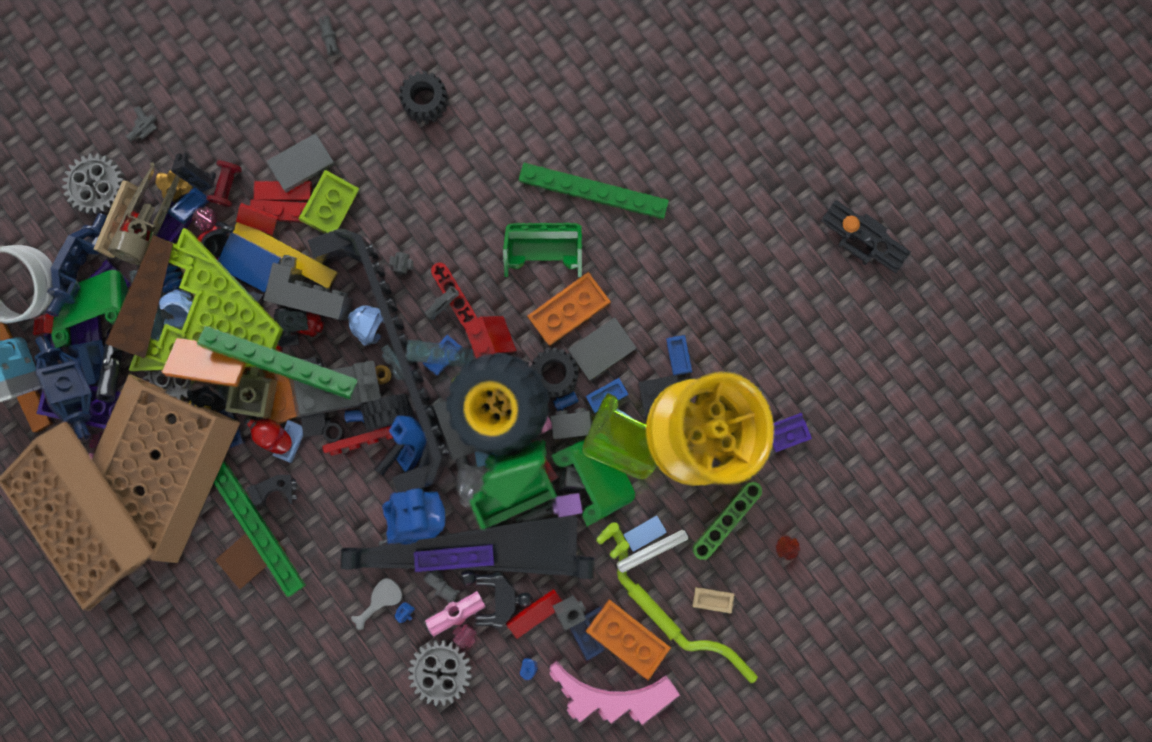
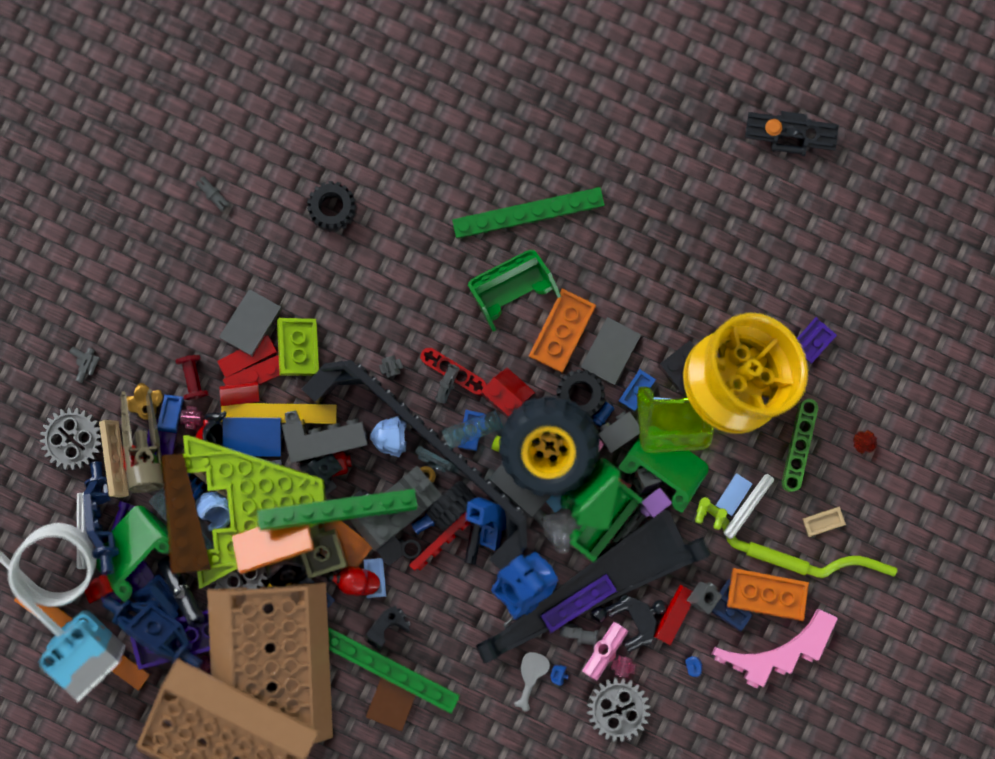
camera: 30 degrees left, 0 degrees up
(192, 174) = (161, 384): black hinge -> none
(679, 355) = (681, 321): blue tile -> none

